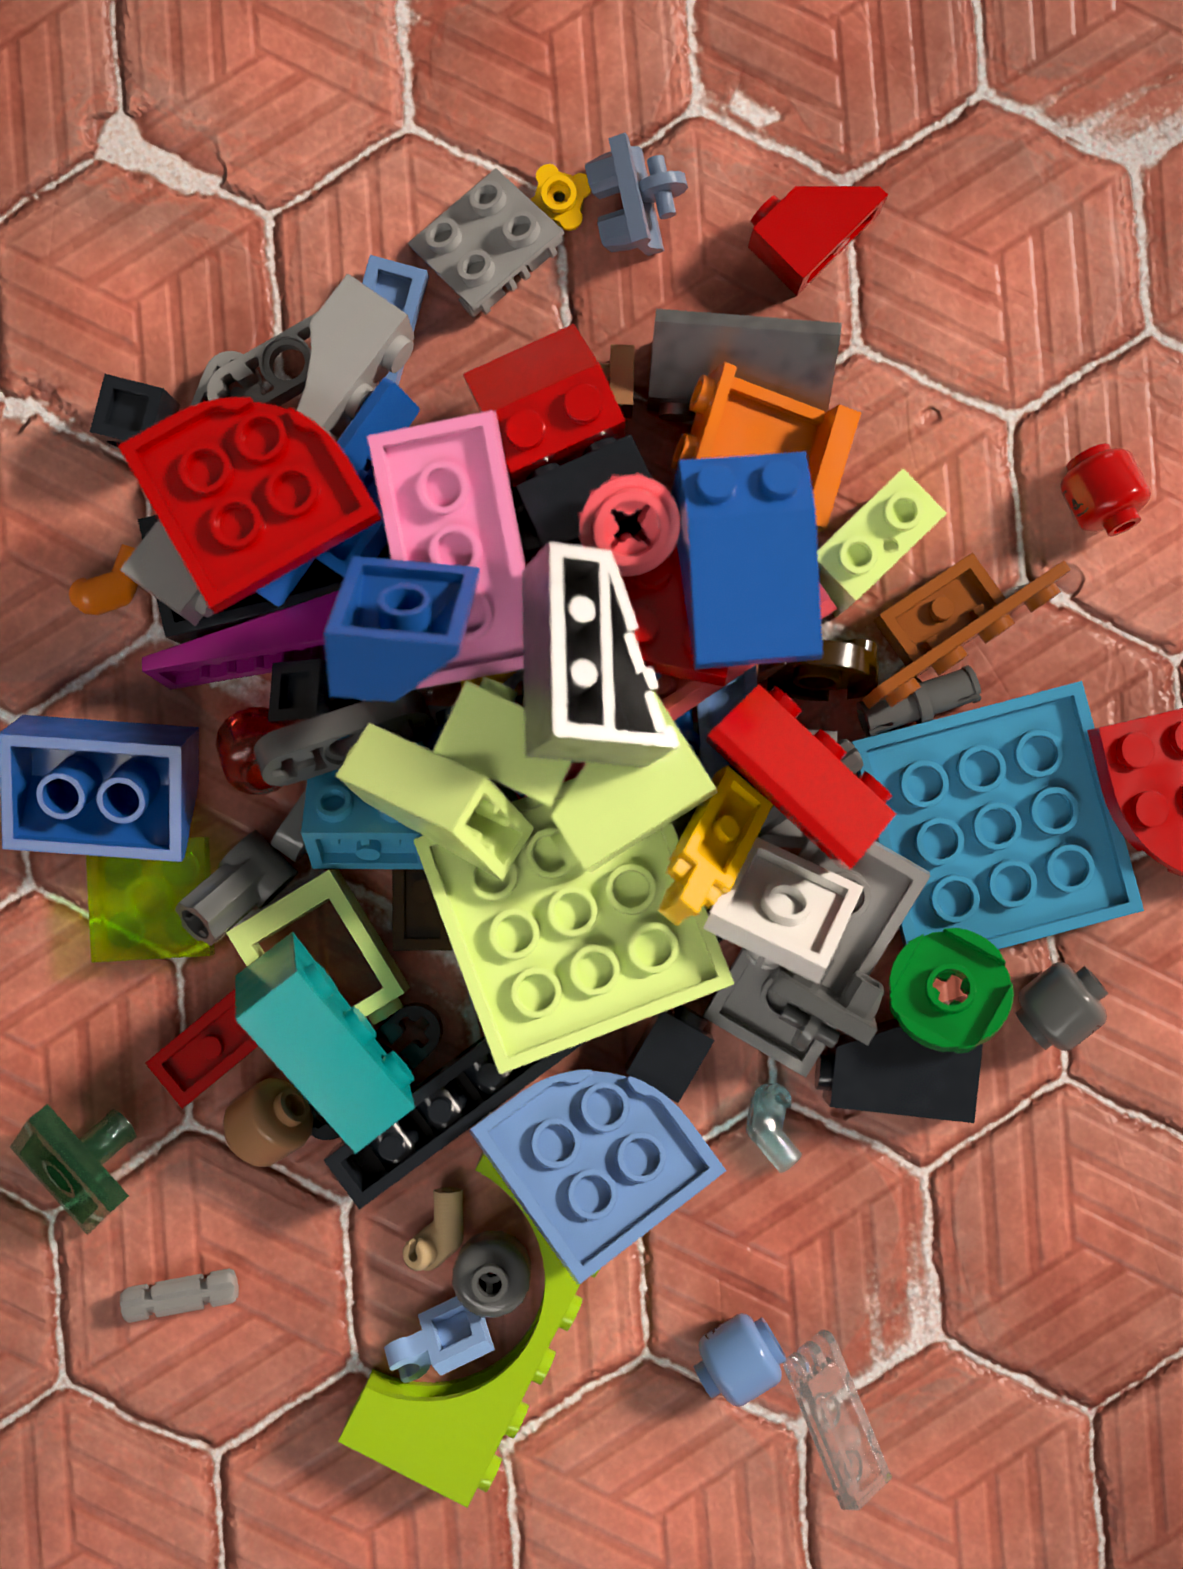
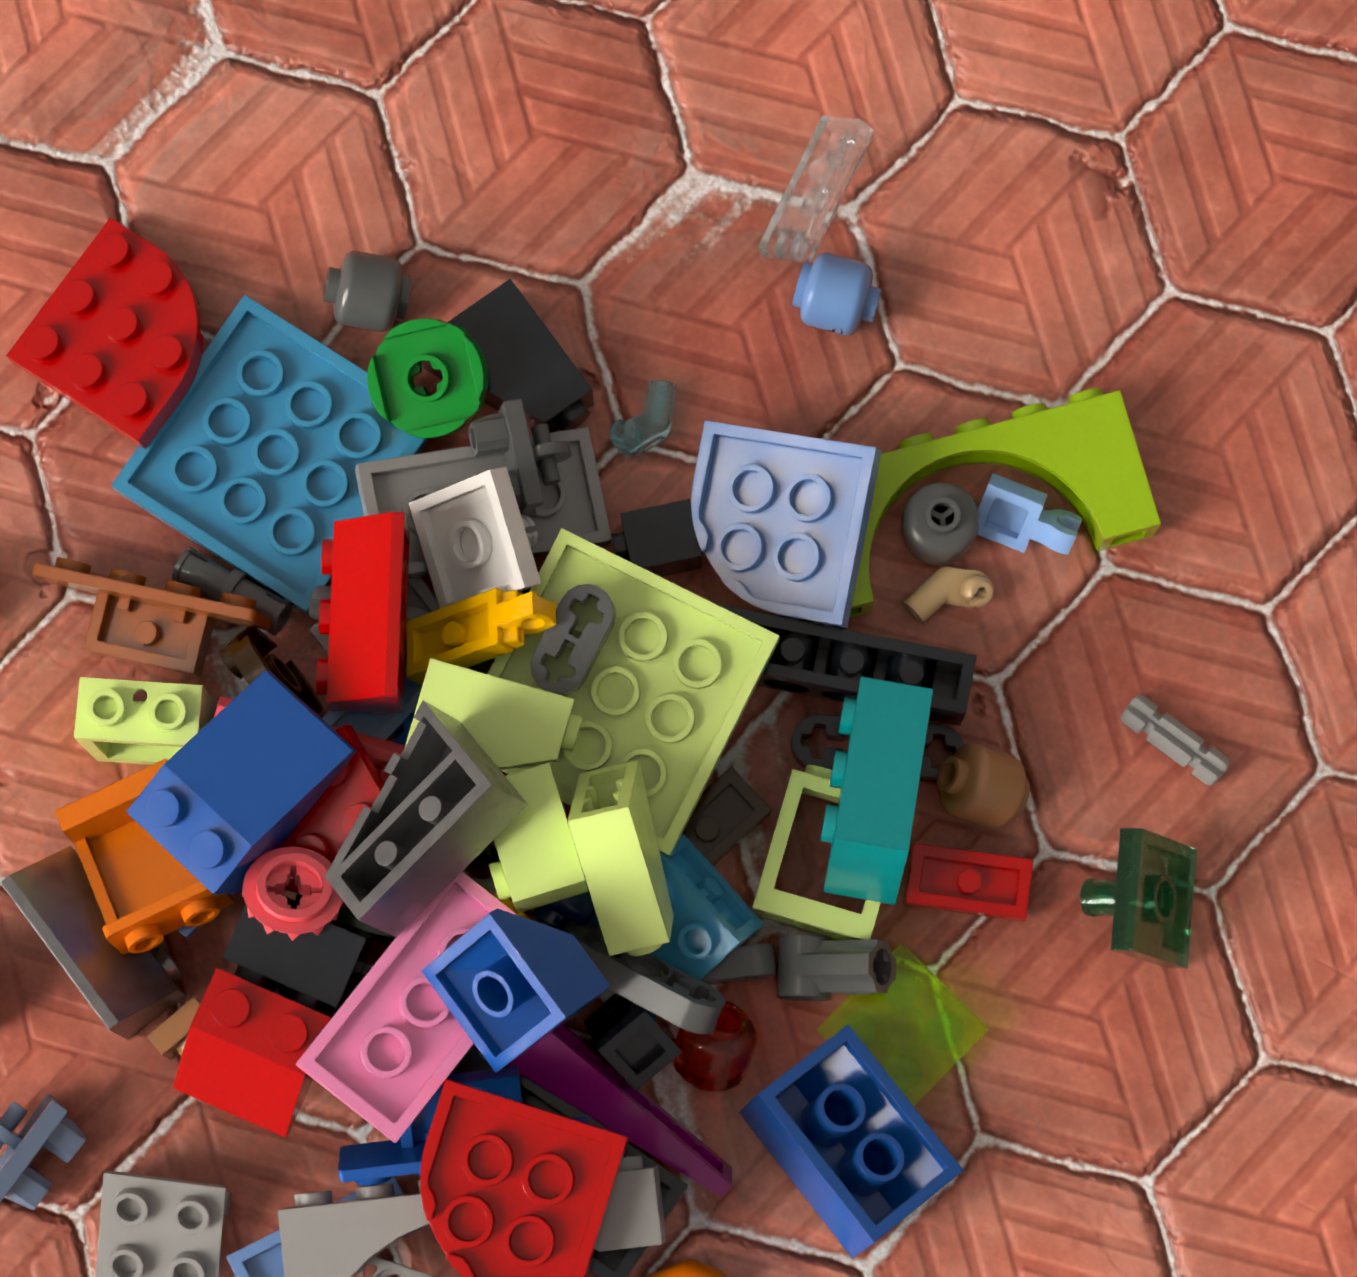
camera: 140 degrees left, 10 degrees down
(575, 188) = (60, 1202): yellow plate -> none
(622, 919) = (586, 647): none -> dark grey beam

